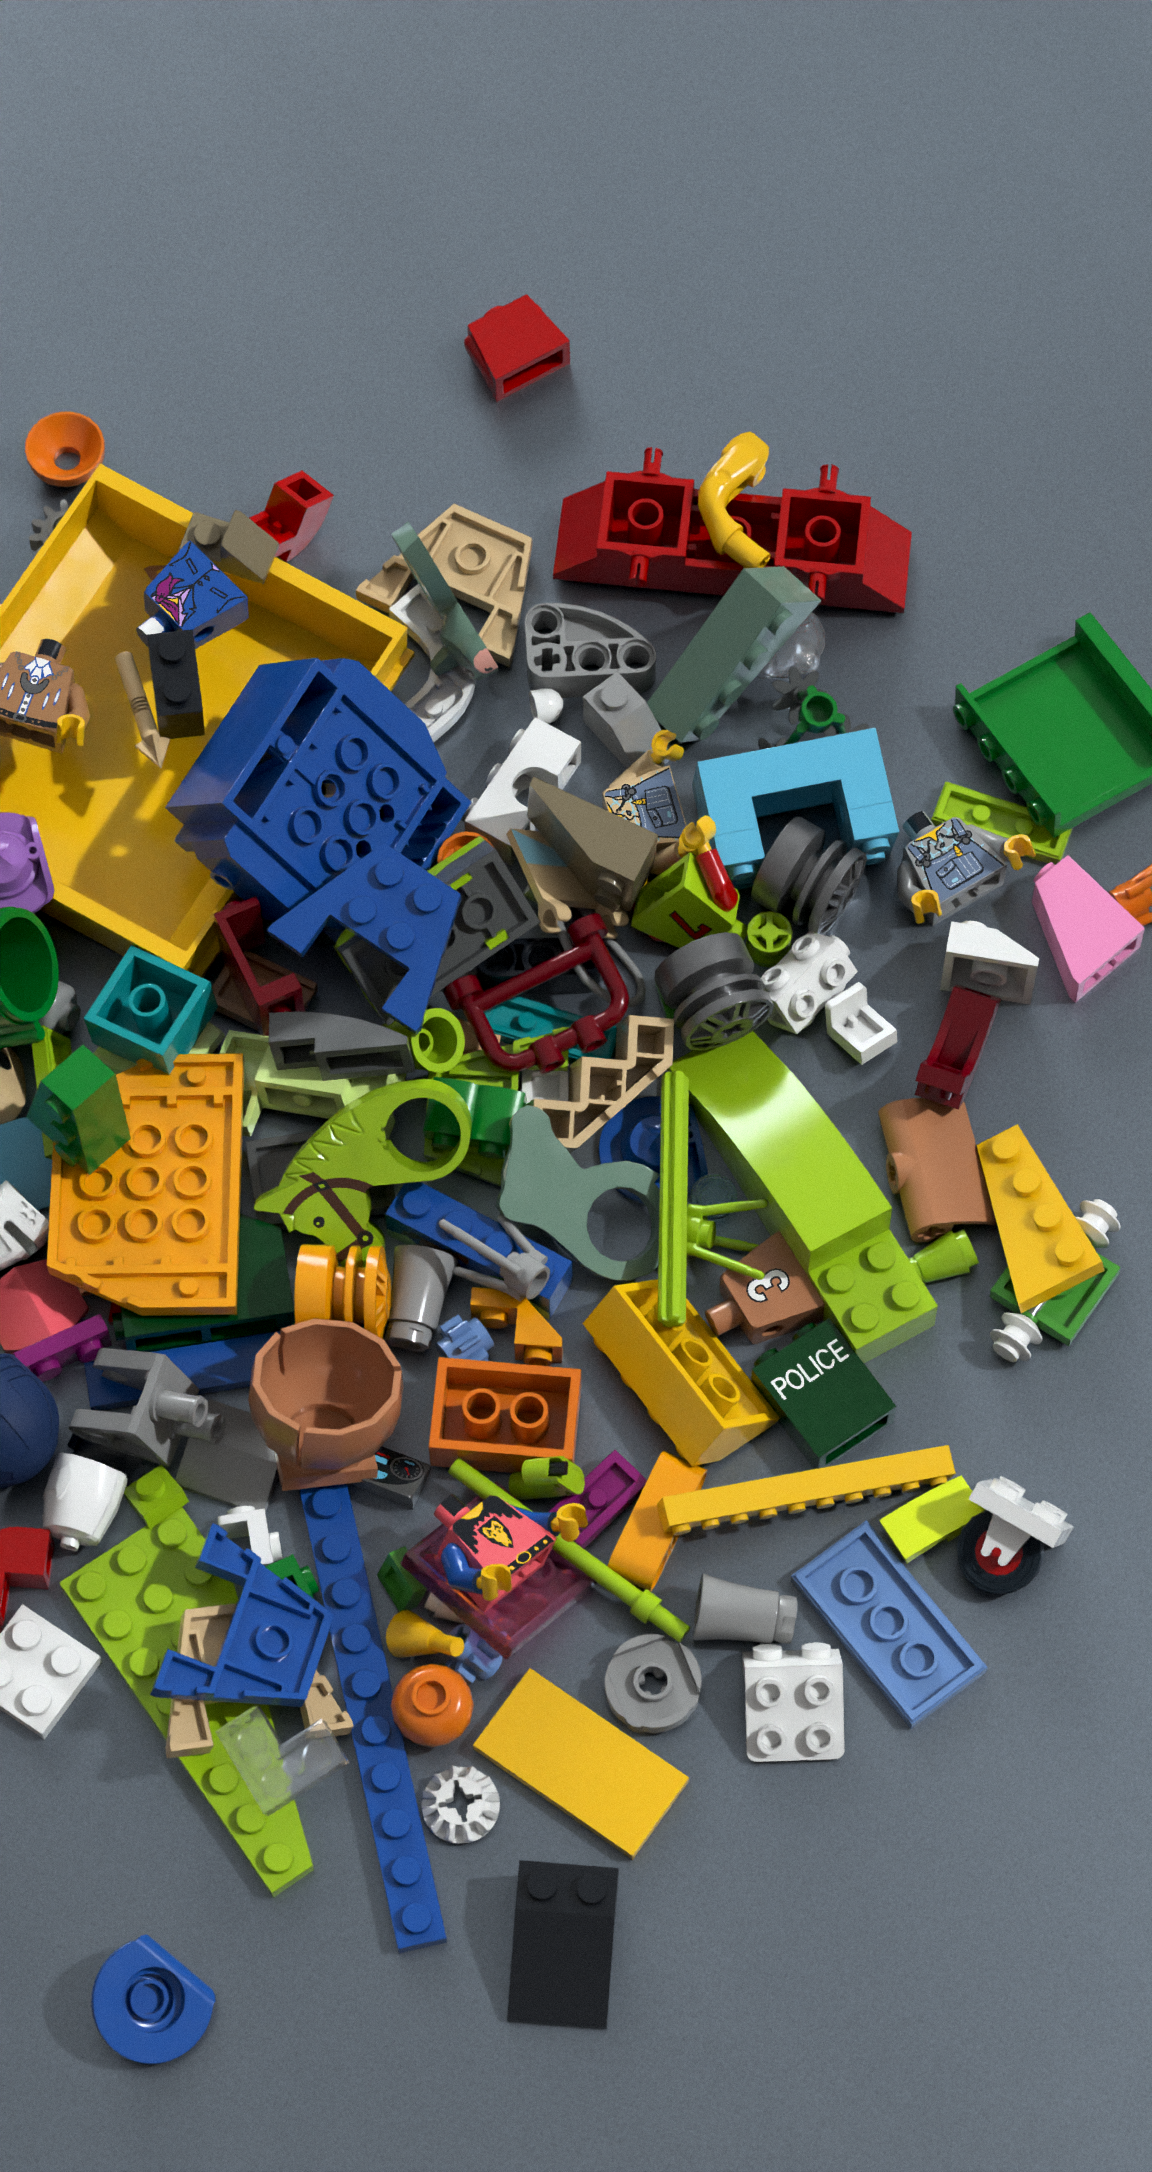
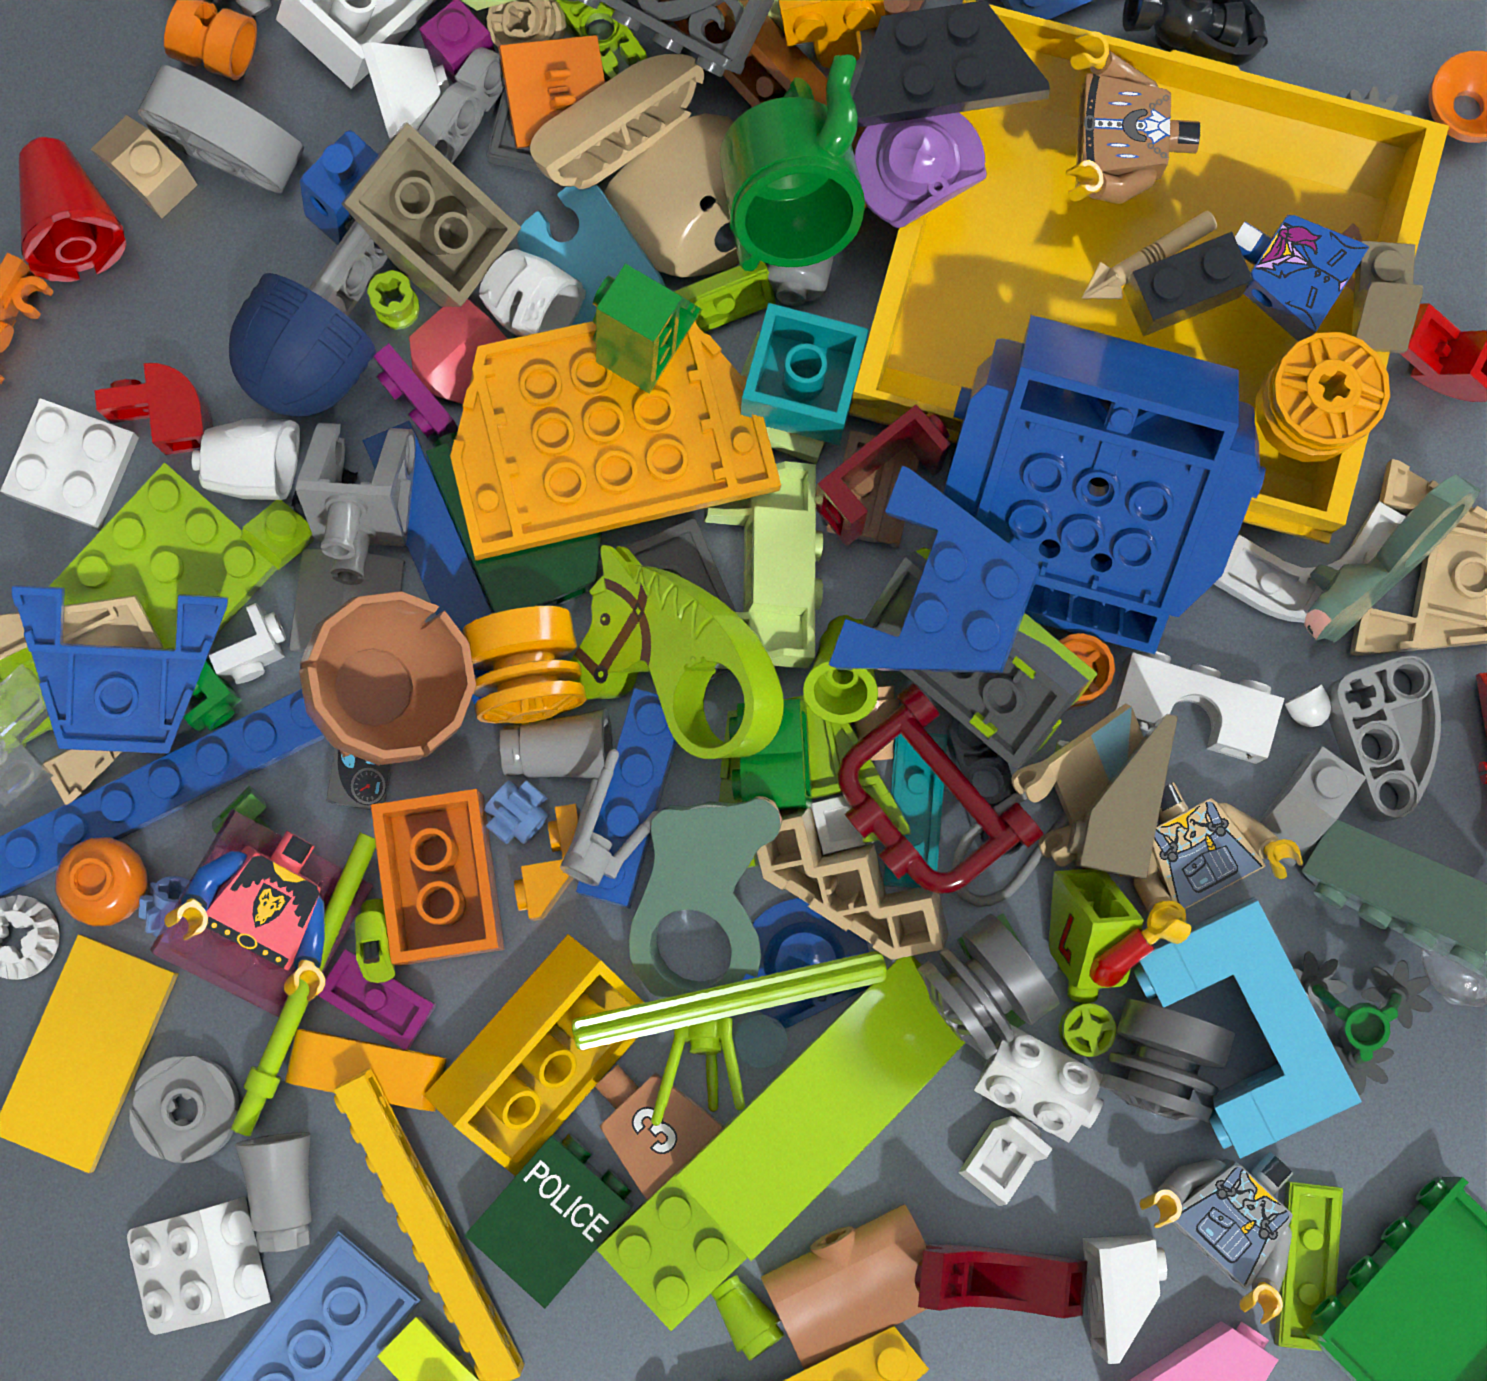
camera: 75 degrees right, 15 degrees up
(302, 606) = (1292, 404): none -> light orange wheel
(337, 1045) = (804, 580): dark grey slope -> none
(413, 1636) = (177, 843): yellow cone -> none

